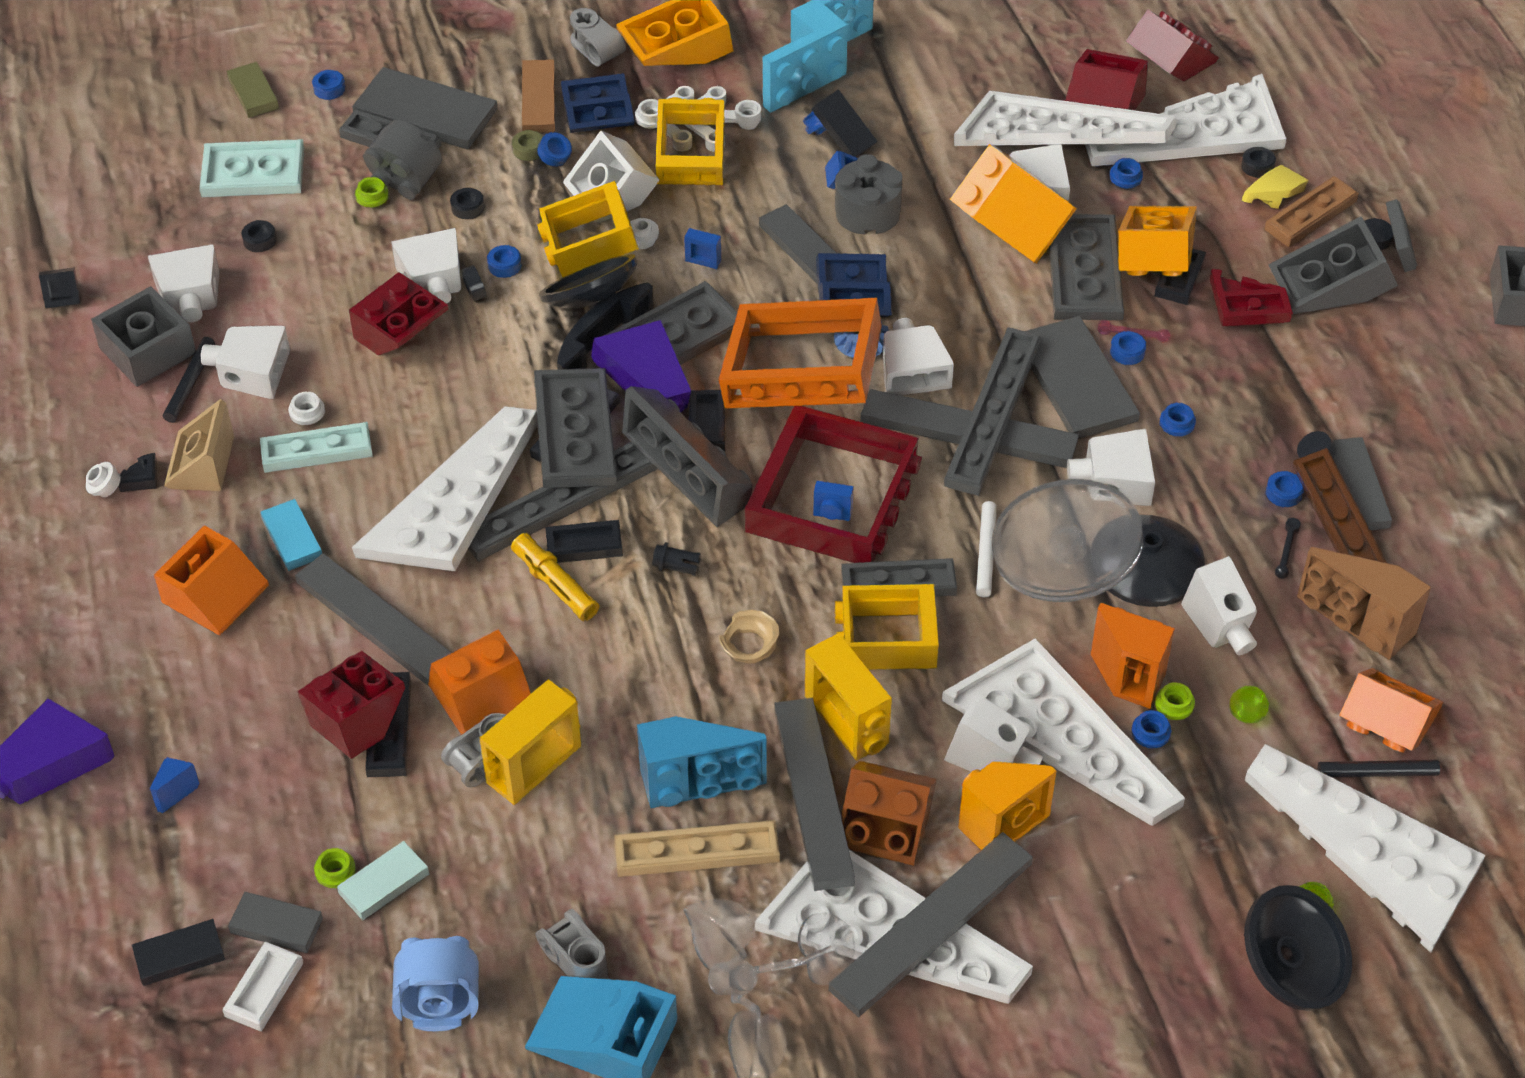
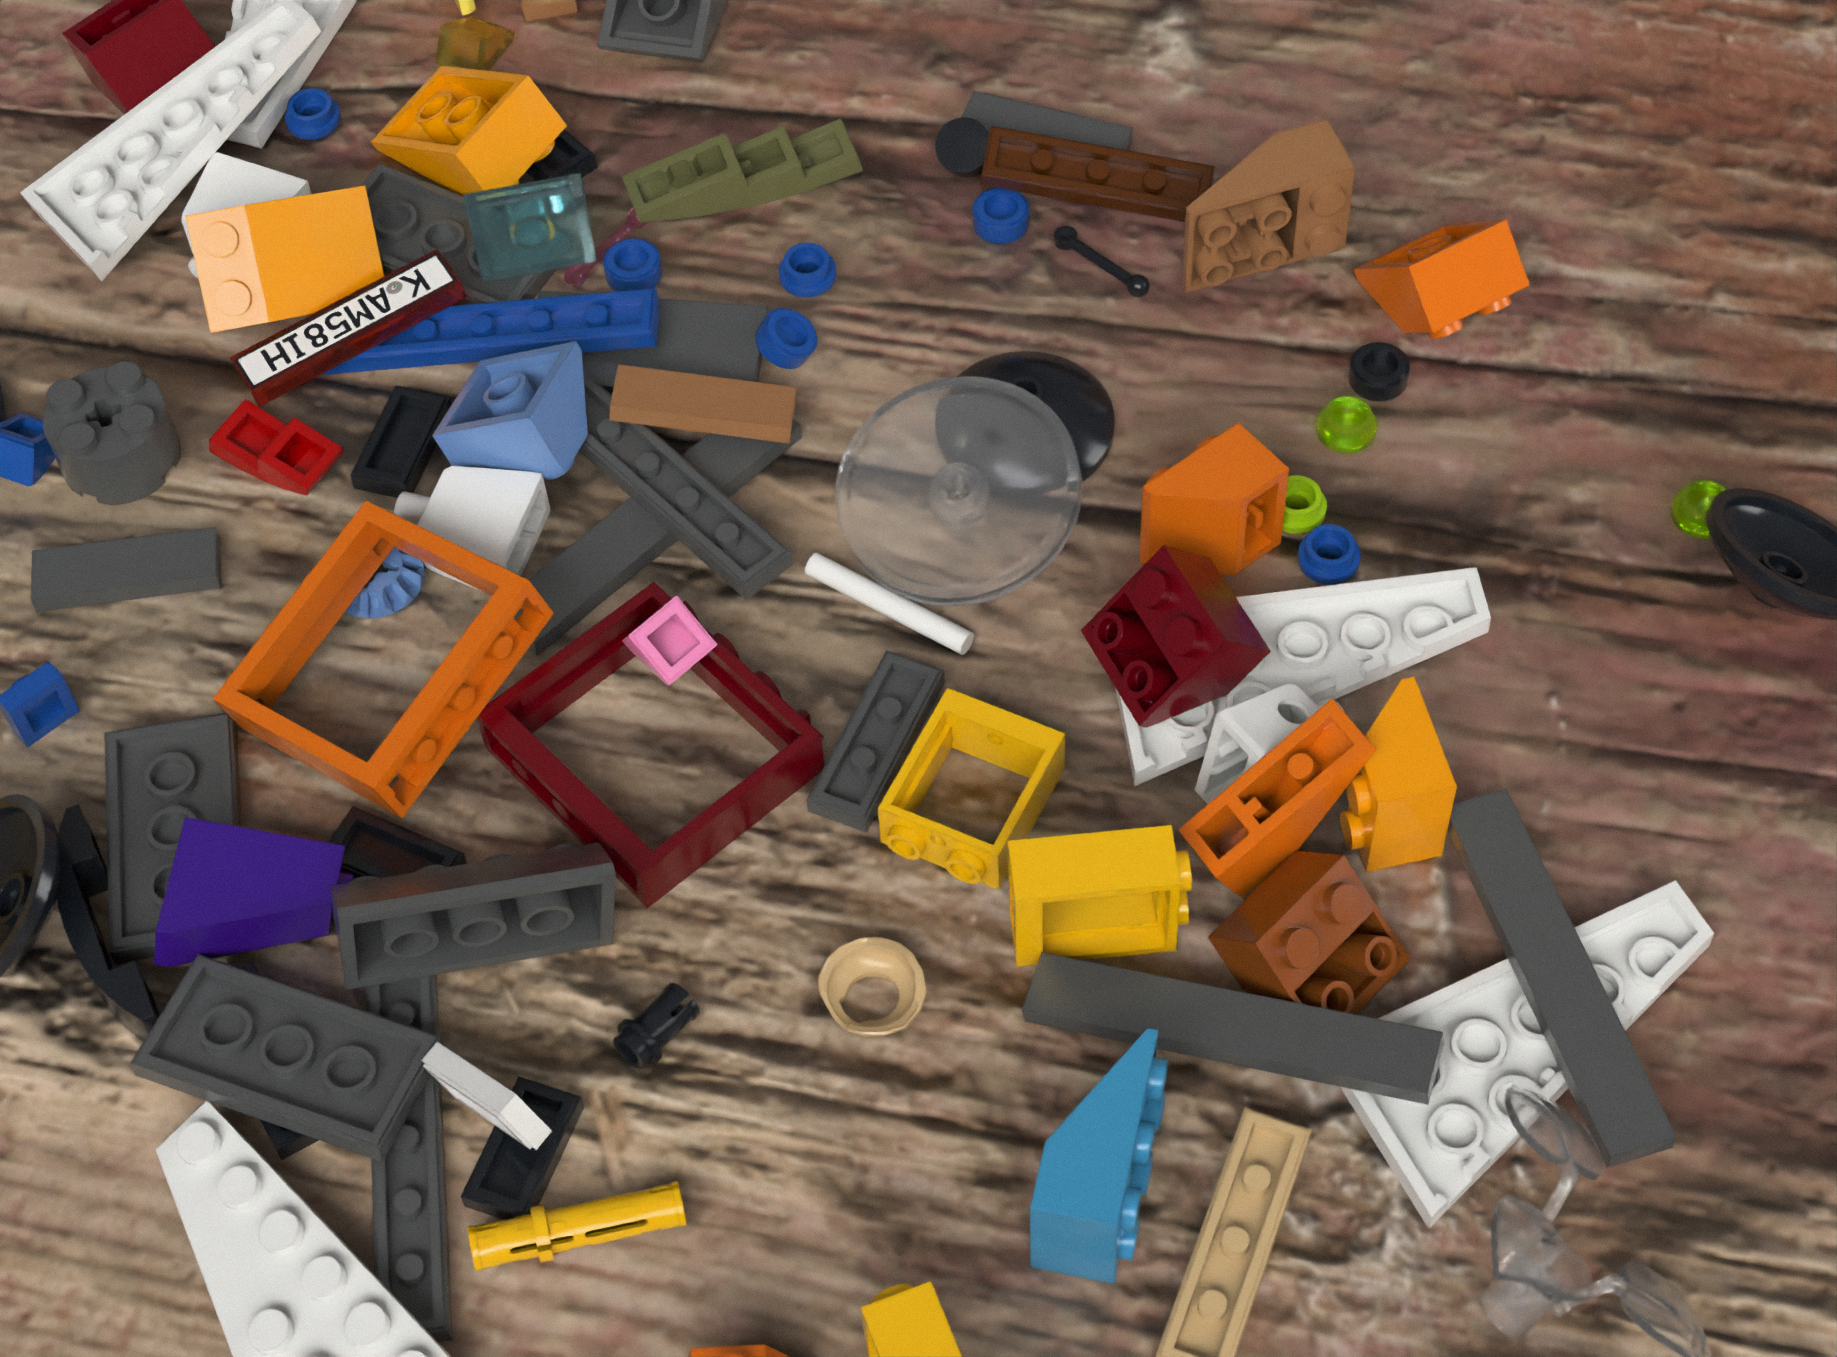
camera: 60 degrees left, 5 degrees up
(593, 506) = (485, 1096): none -> white tile
(833, 501) = (720, 742): blue plate -> none
(854, 278) = (267, 536): dark blue slope -> none
(884, 457) = (670, 641): none -> bright pink slope
(908, 262) = (274, 452): none -> red slope
(944, 747) = (1278, 800): none -> orange slope
(949, 309) = (400, 443): none -> black tile
(981, 338) = (519, 413): none -> medium blue slope
(995, 250) = (348, 327): none -> tile
(1031, 667) = (1174, 637): none -> dark red slope
(1036, 307) = (510, 327): none -> blue tile
(1046, 410) = (703, 403): none -> medium nougat tile
(1106, 285) = (530, 226): none -> clear light blue slope
(1120, 462) = (853, 371): white torso -> none
(1123, 422) = (786, 338): none -> blue tile
(1215, 358) = (729, 178): none -> olive slope
(1221, 606) = (1184, 370): white torso -> none
(1227, 214) = (472, 43): none -> clear yellow slope
(1249, 301) = (651, 95): dark red wing -> none
(1303, 708) = (1379, 371): none -> black tile
(1380, 768) = (1519, 341): black bar -> none
(1381, 849) = (1636, 402): white wing -> none

